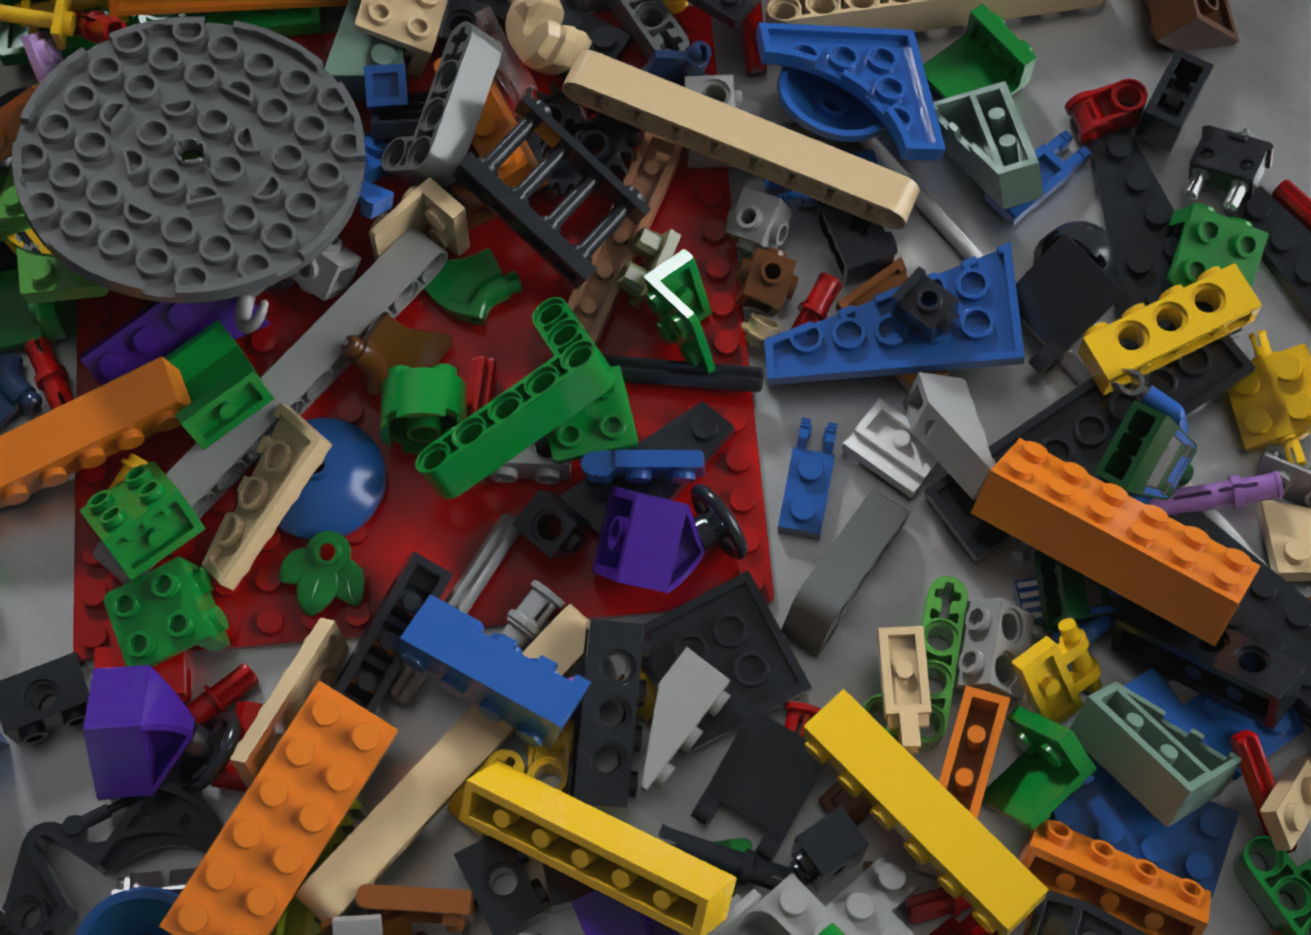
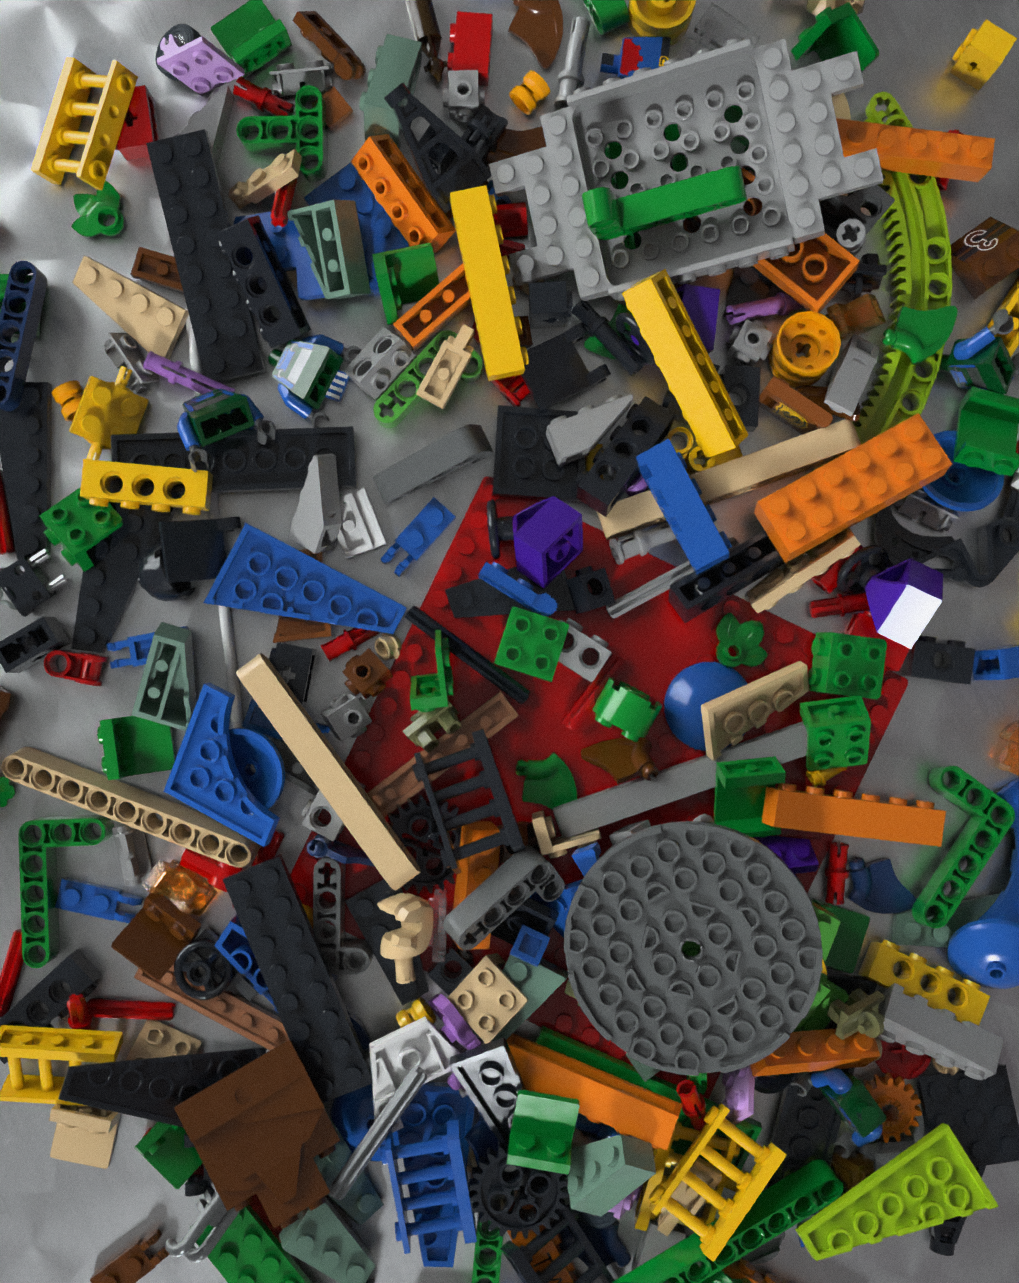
camera: 145 degrees left, 20 degrees up
(525, 410) = (629, 657): green beam -> none
(922, 319) = (294, 594): black brick -> none
(1046, 677) = (357, 326): yellow plate -> none
(1116, 539) = (272, 370): orange brick -> none

